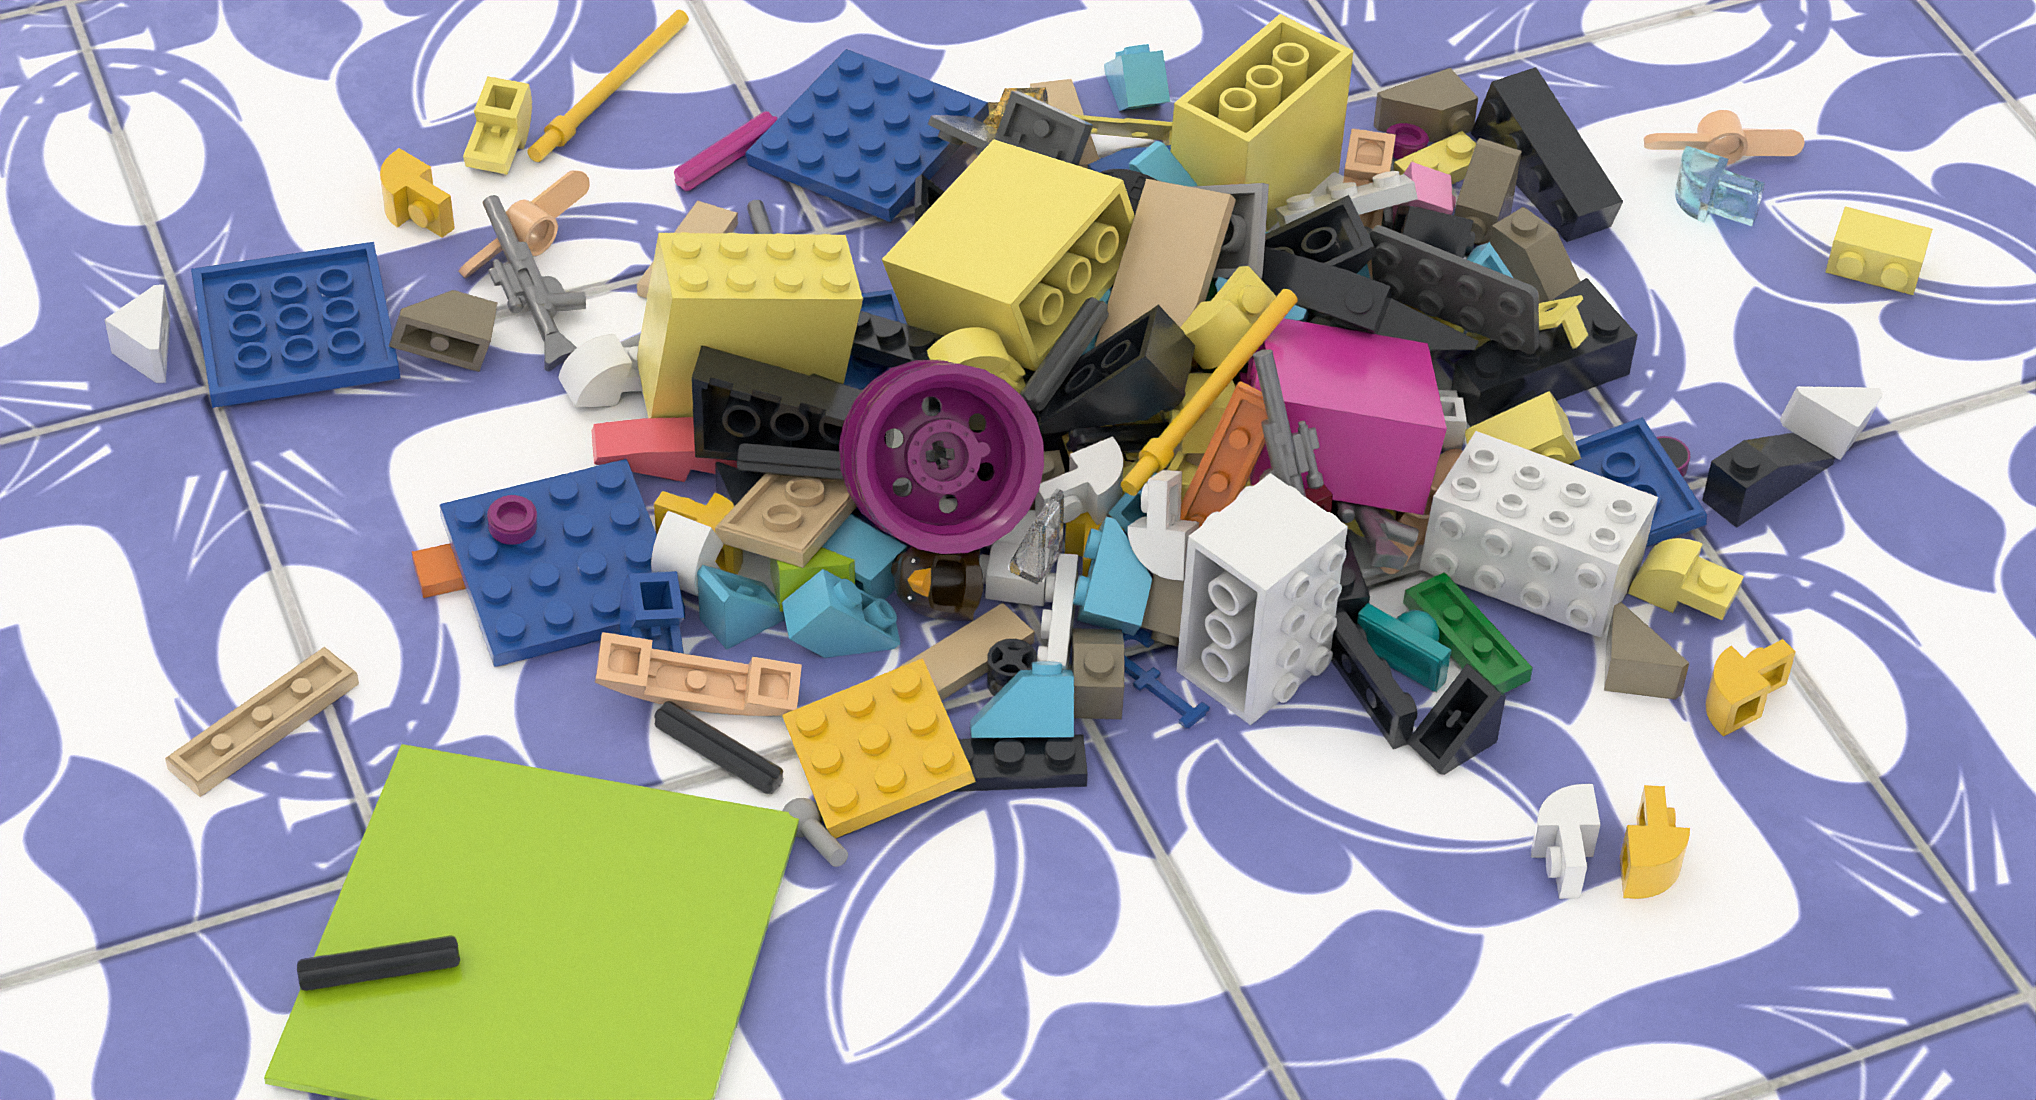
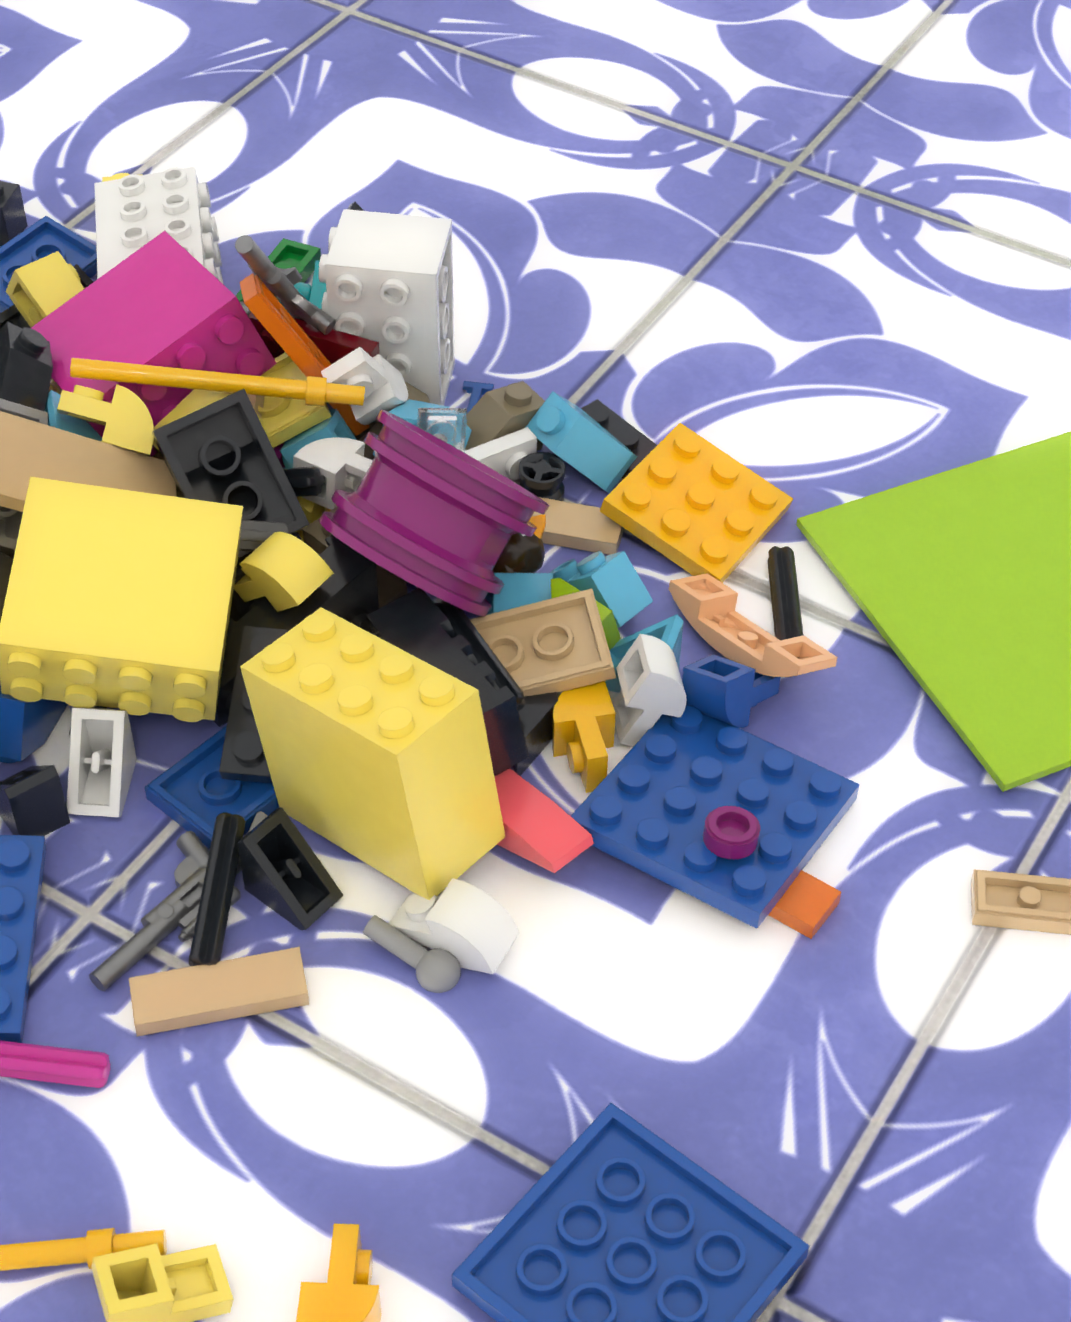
camera: 125 degrees left, 0 degrees up
(447, 329) = (526, 1086): dark tan slope -> none
(522, 277) = (393, 1079): flat silver piece -> none
(535, 219) = (308, 1151): light nougat piece -> none
(812, 829) = (788, 527): light grey bar -> none
(1566, 836) = (419, 181): white brick -> none
(1640, 659) = (230, 201): dark tan slope -> none
(1652, 848) = (396, 142): yellow brick -> none
(1742, 684) = (216, 154): yellow brick -> none

